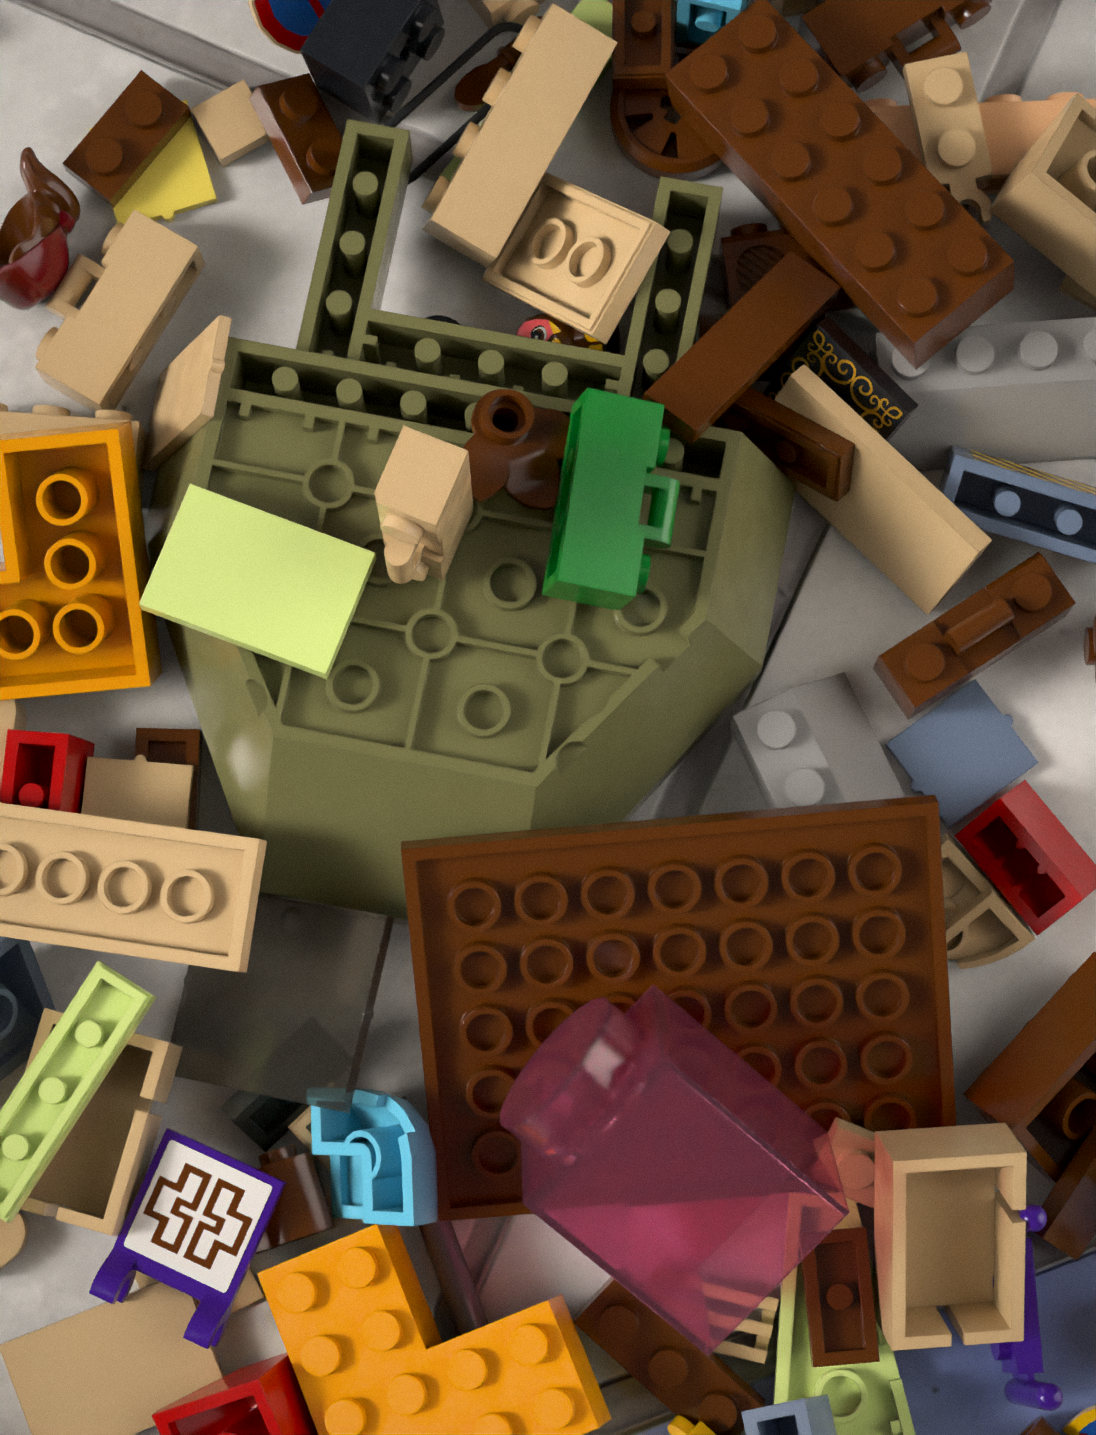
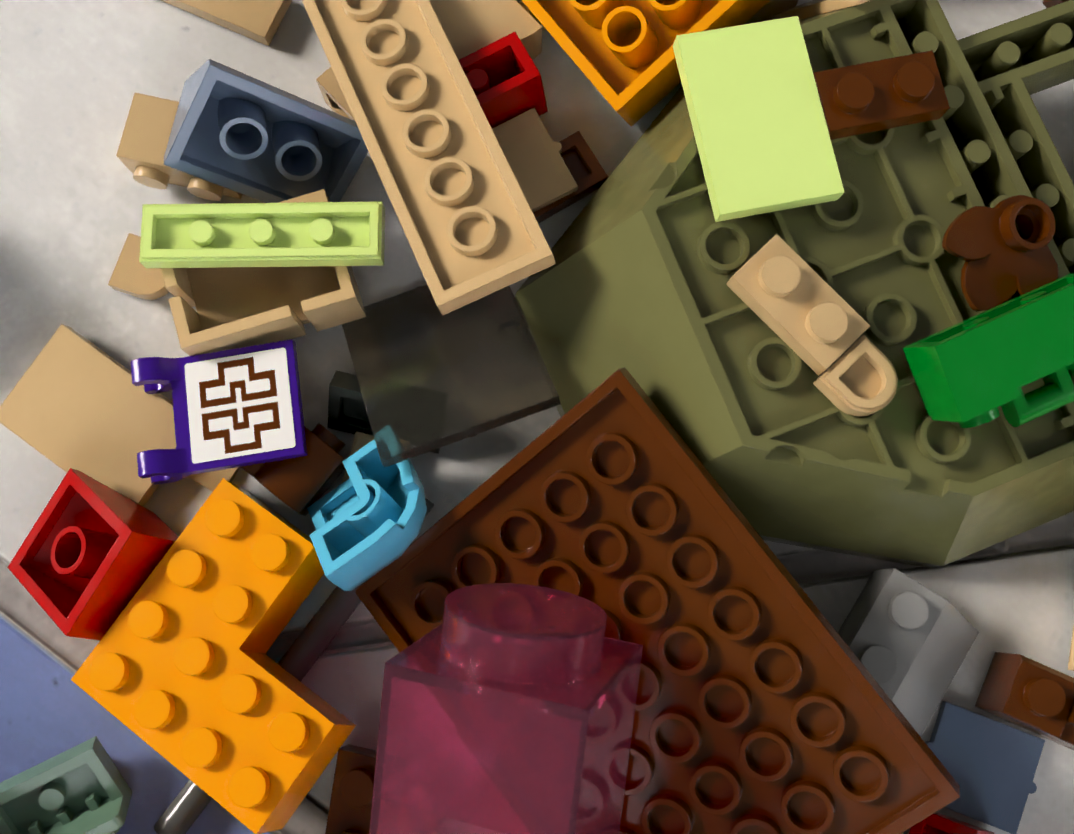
camera: 50 degrees right, 0 degrees up
(307, 458) = (881, 94): none -> reddish brown plate
(423, 505) = (927, 187): tan piece -> none
(446, 658) = (797, 304): none -> tan plate
(545, 650) = (859, 380): none -> tan tile

